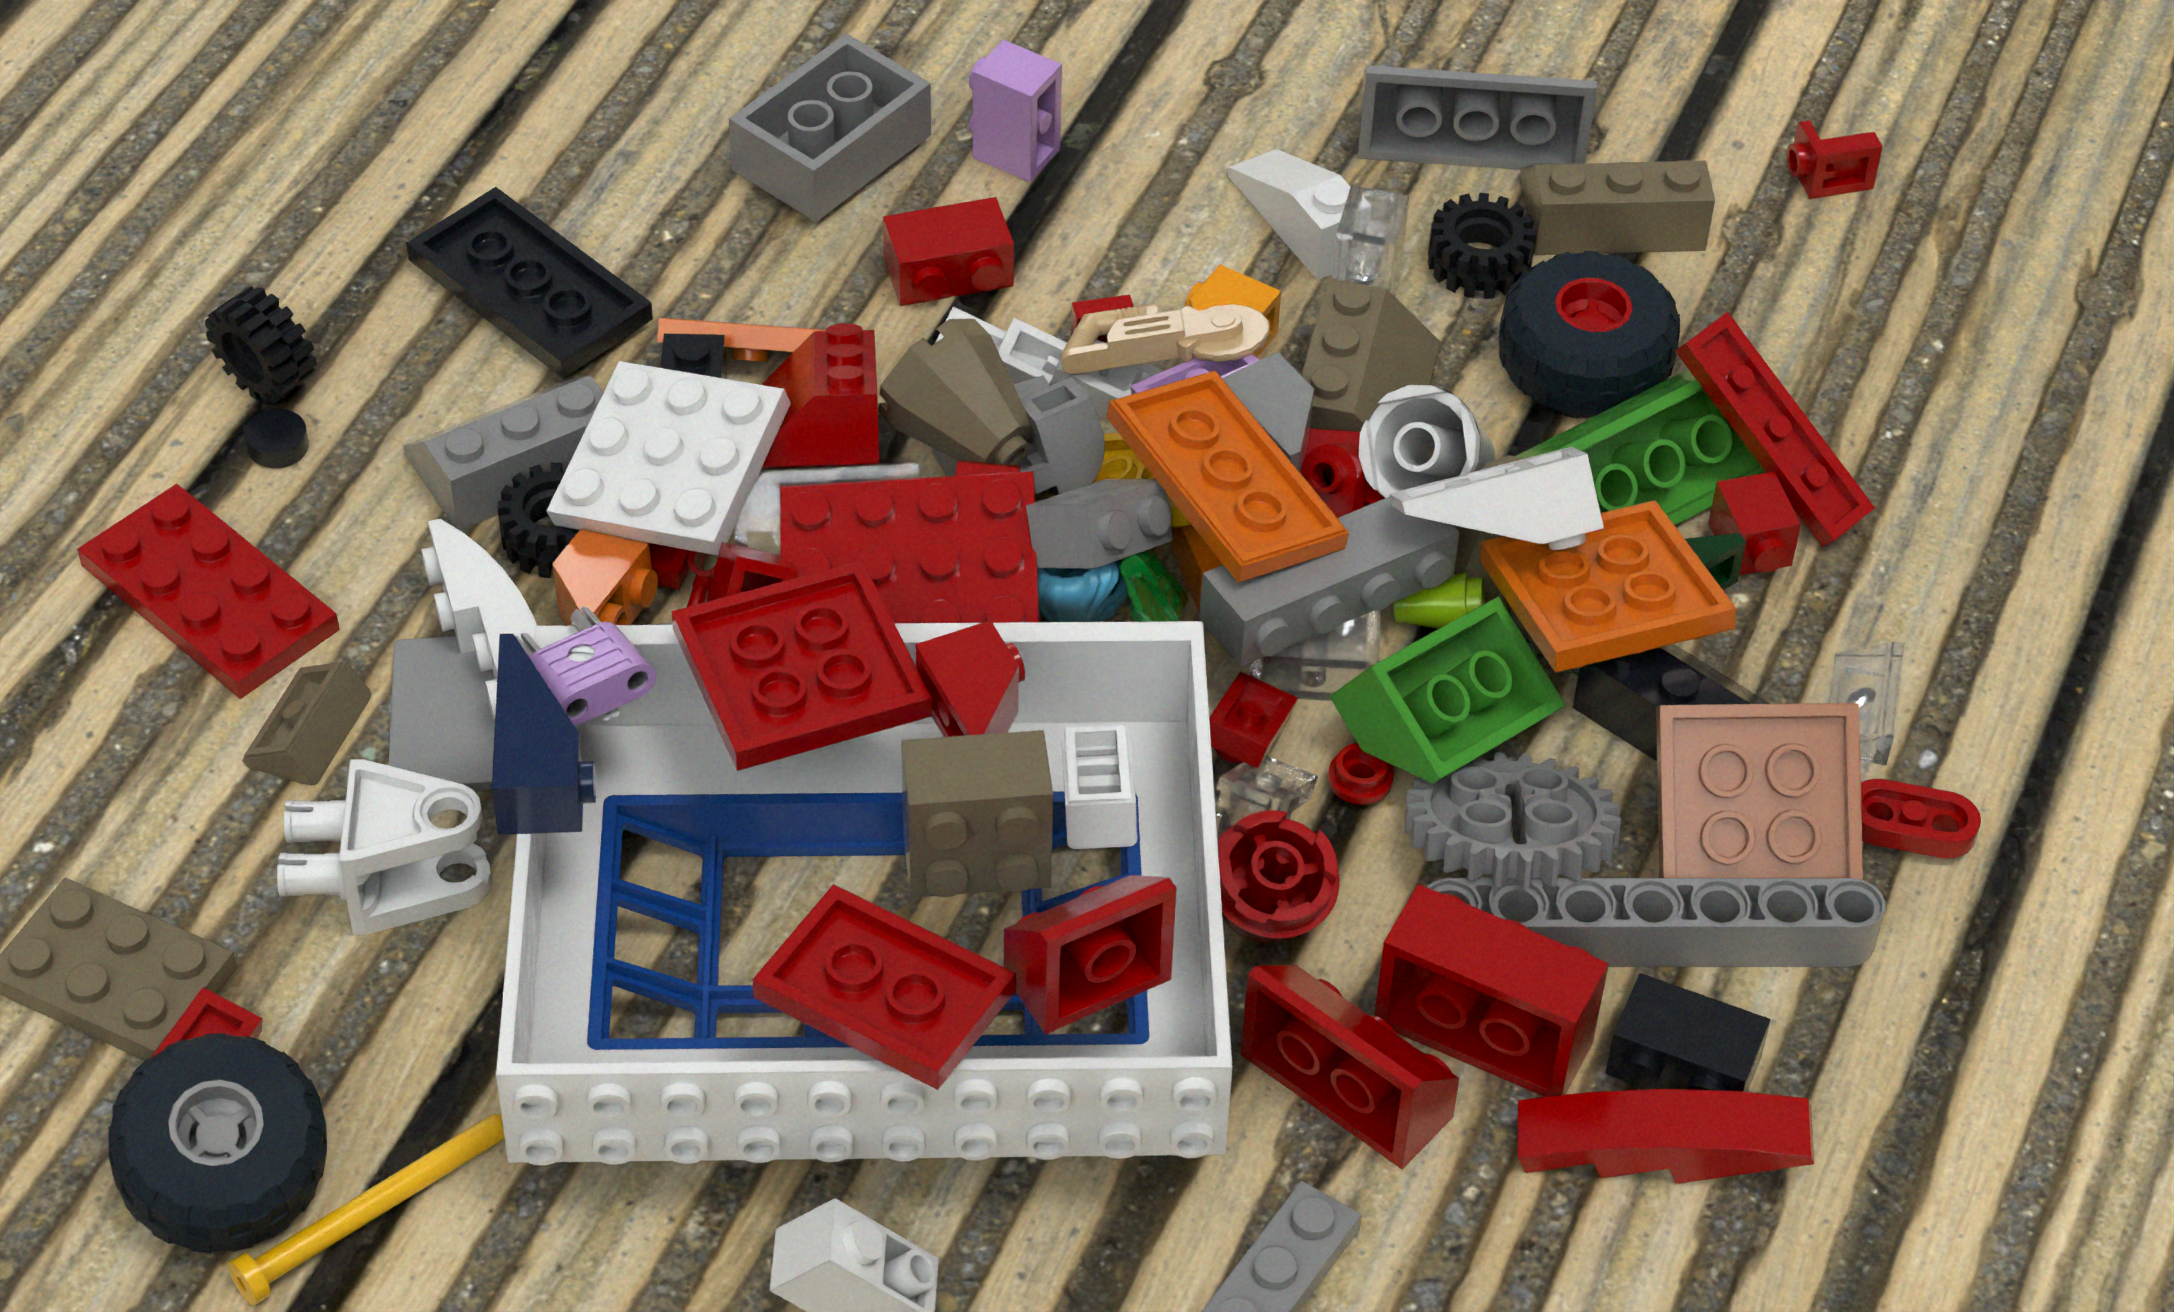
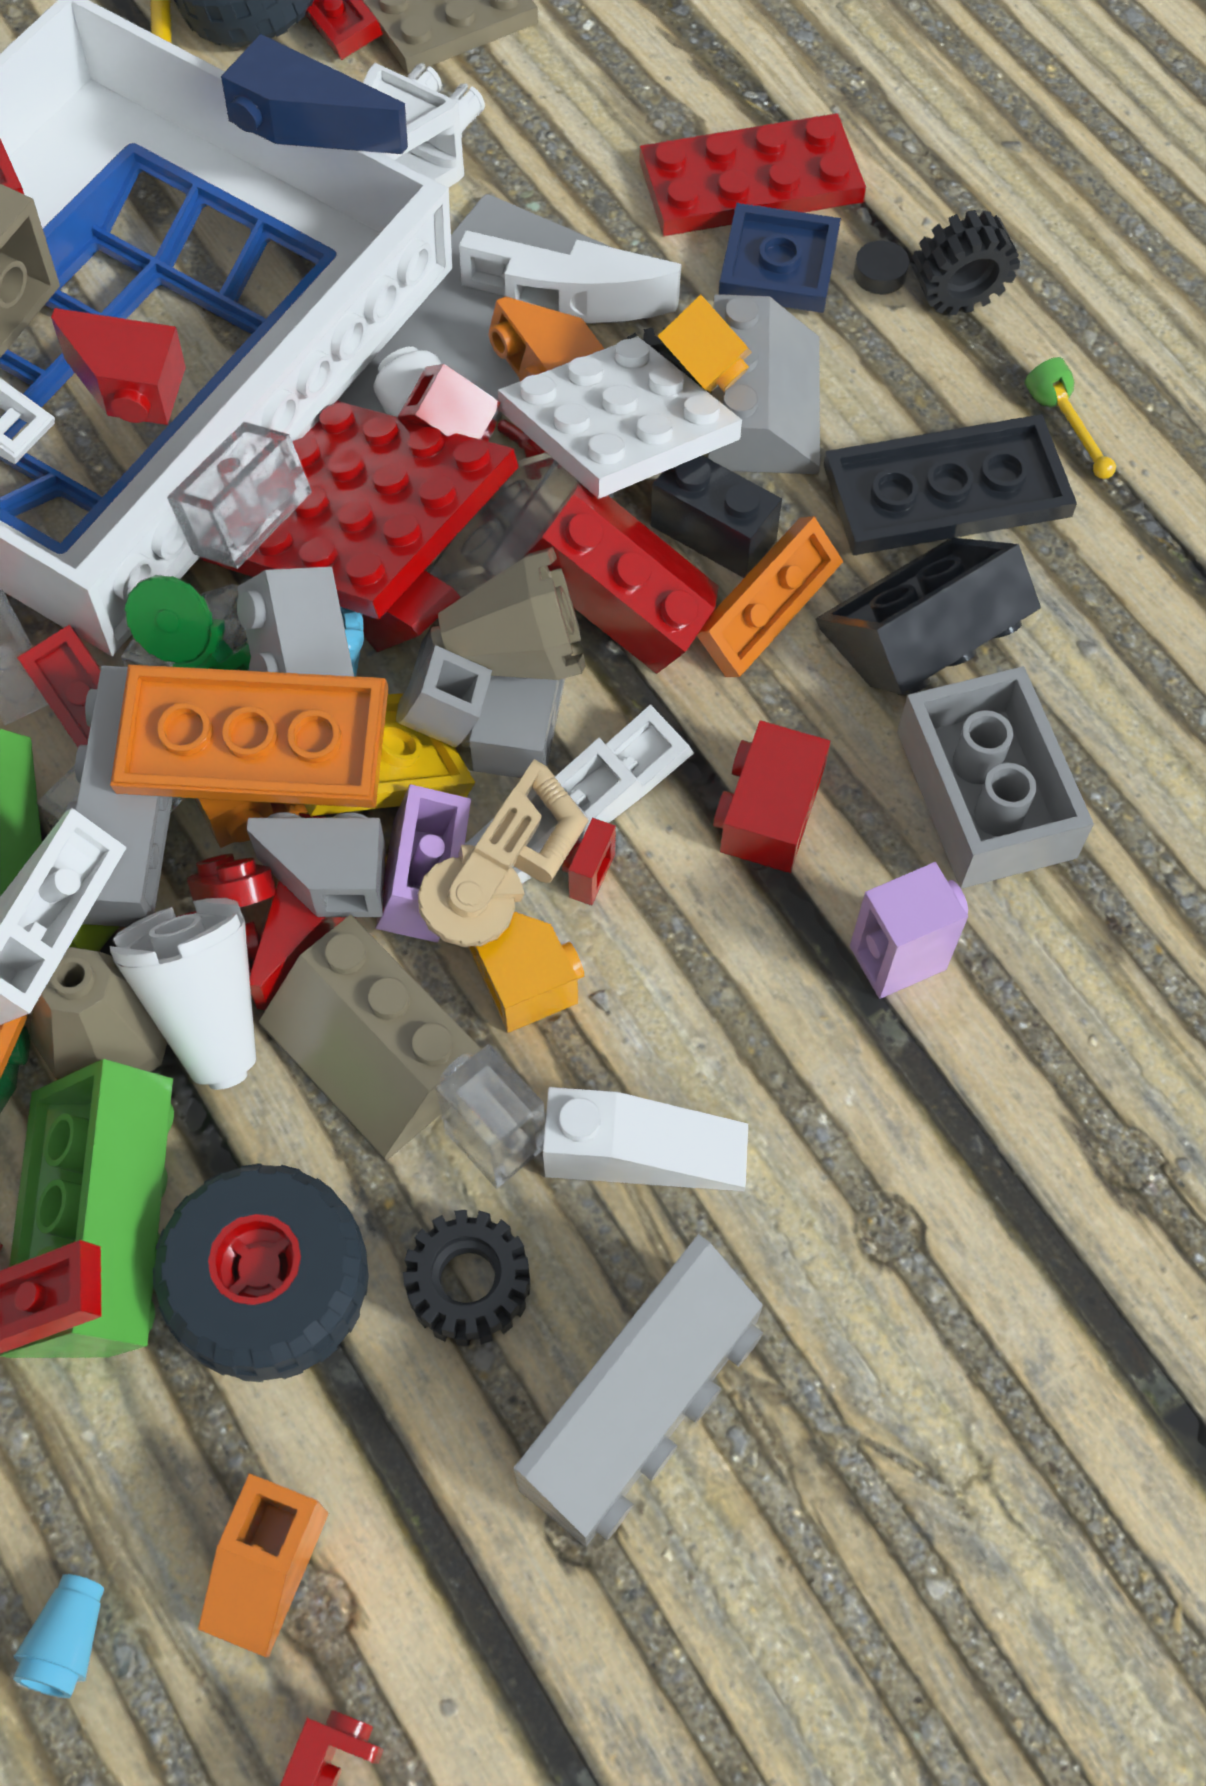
camera: 125 degrees right, 15 degrees up
(309, 723) = (579, 178): dark tan slope -> none
(325, 505) = (780, 256): none -> dark blue plate
(354, 261) = (1052, 386): none -> hinge
(544, 425) = (706, 346): none -> light orange slope
(591, 669) = (357, 173): lavender piece -> none
(685, 237) = (932, 613): none -> black slope
(801, 665) = (256, 288): red plate -> none
(1003, 592) = (240, 494): none -> clear brick
(1619, 206) = (436, 1470): dark tan slope -> none
(1752, 237) = (260, 1564): none -> orange slope
(1899, 319) = (61, 1639): none -> medium azure cone

